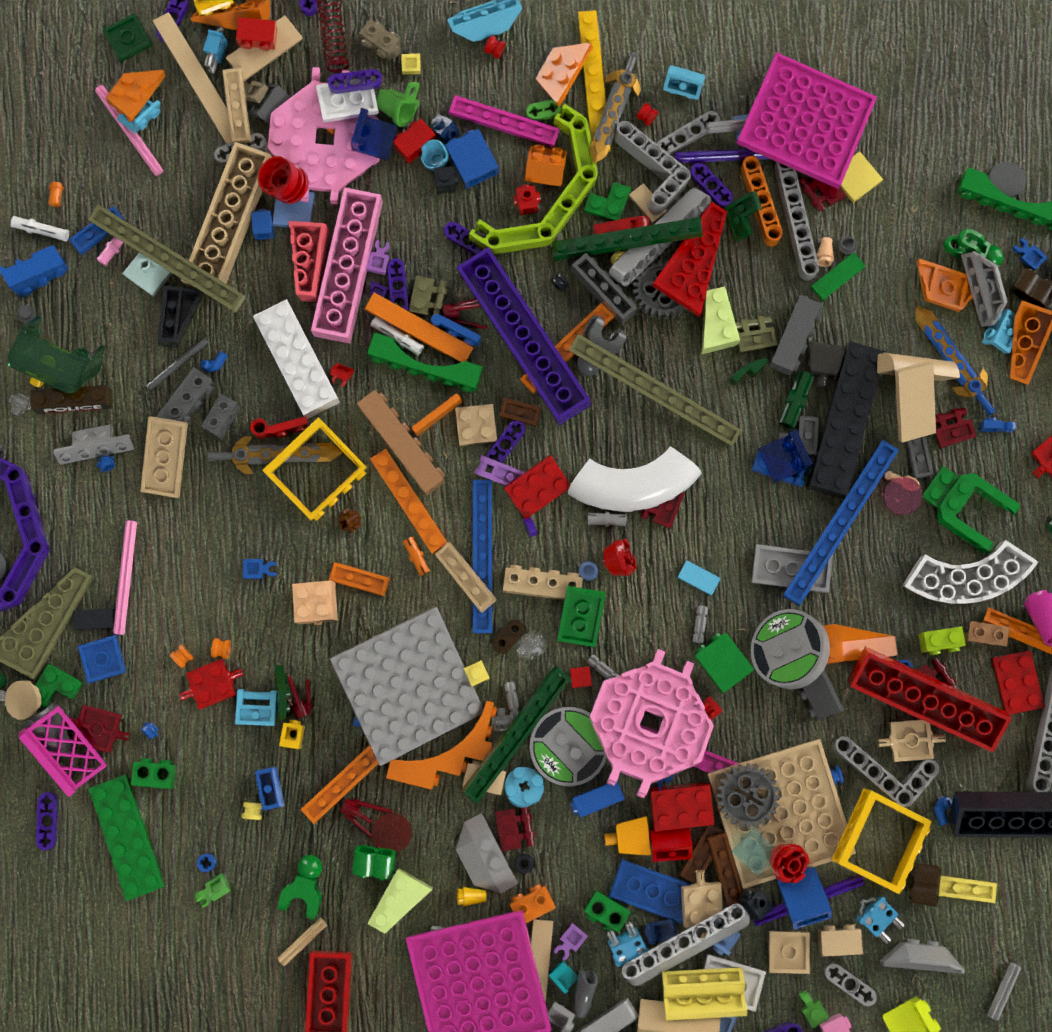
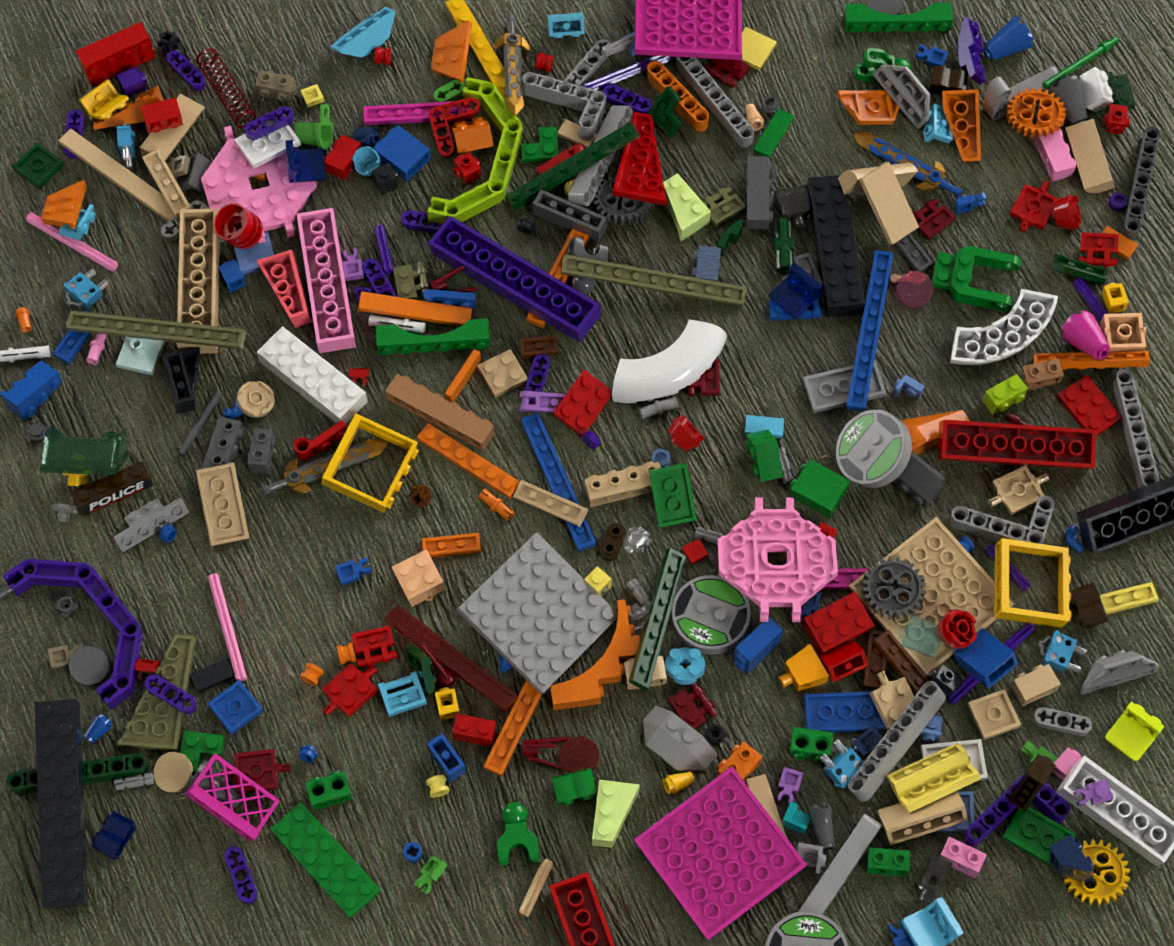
camera: 20 degrees left, 15 degrees down
(37, 587) = (146, 665): none -> red tile
(44, 611) = (172, 702): none -> dark purple beam
(121, 186) = (84, 290): none -> dark azure piece
(236, 360) = (255, 399): none -> tan tile
(251, 645) = (374, 640): none -> red plate
(306, 771) = (474, 730): none -> red brick
(313, 693) = (451, 658): none -> clear red plate
(415, 252) = (383, 249): none -> dark purple axle
(528, 138) = (447, 117): none -> red beam
(684, 609) = (766, 455): none -> green brick
(714, 392) = (707, 263): none -> sand blue brick
(855, 595) = (910, 386): none -> medium blue bracket
(870, 823) = (1014, 573): none -> dark purple axle

